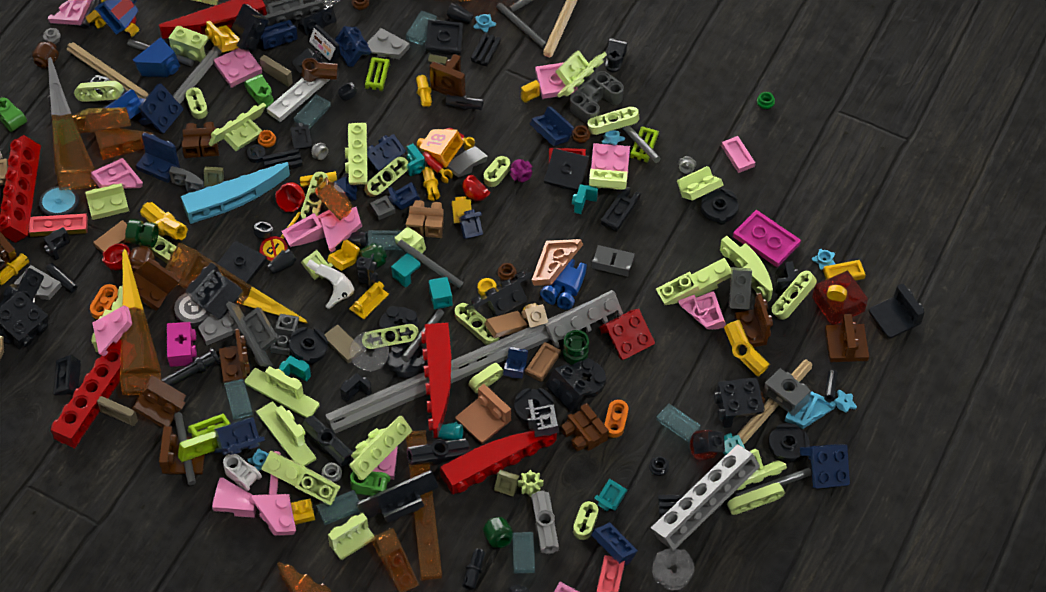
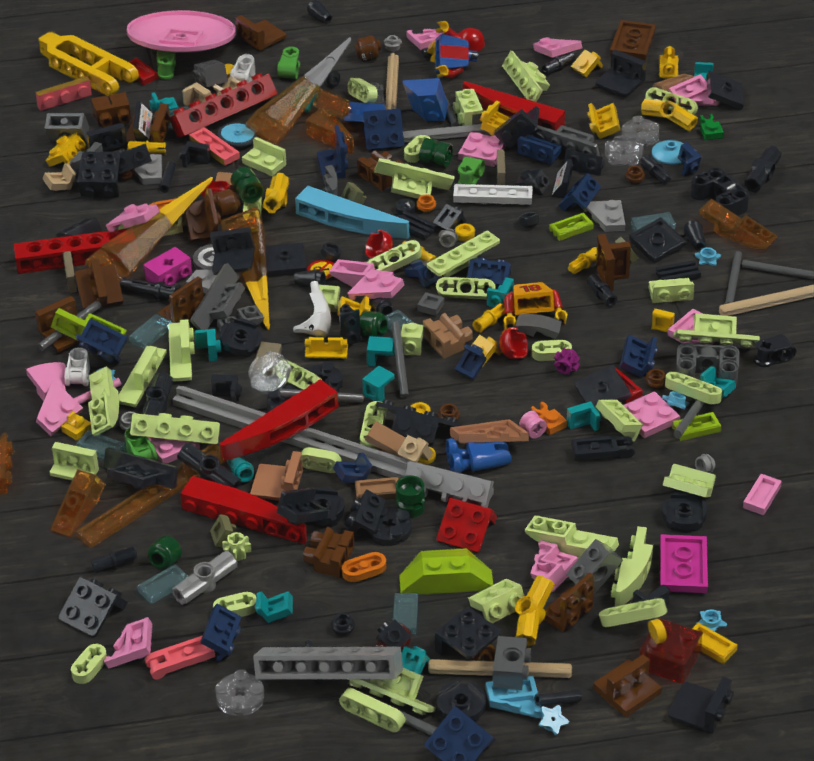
camera: 55 degrees right, 15 degrees down
(116, 173) = (296, 147): bright pink wing -> none
(221, 94) = (434, 152): none -> dark green wheel
(312, 70) = (522, 185): reddish brown piece -> none
(312, 111) = (486, 213): clear light blue tile -> none
(320, 136) = (465, 232): none -> yellow tile
(334, 198) = (395, 260): clear orange slope -> none
(403, 197) = (452, 307): dark blue bracket -> none
(500, 65) = (671, 290): none -> yellowish green bracket
(565, 219) = (553, 418): none -> orange plate
(565, 231) = (533, 424): none -> bright pink wheel
(603, 260) = (535, 466): dark grey piece -> none
(618, 104) = (725, 384): none -> teal bracket
(660, 375) = (445, 573): none -> lime wedge
(713, 360) = (497, 600): none -> yellowish green bracket

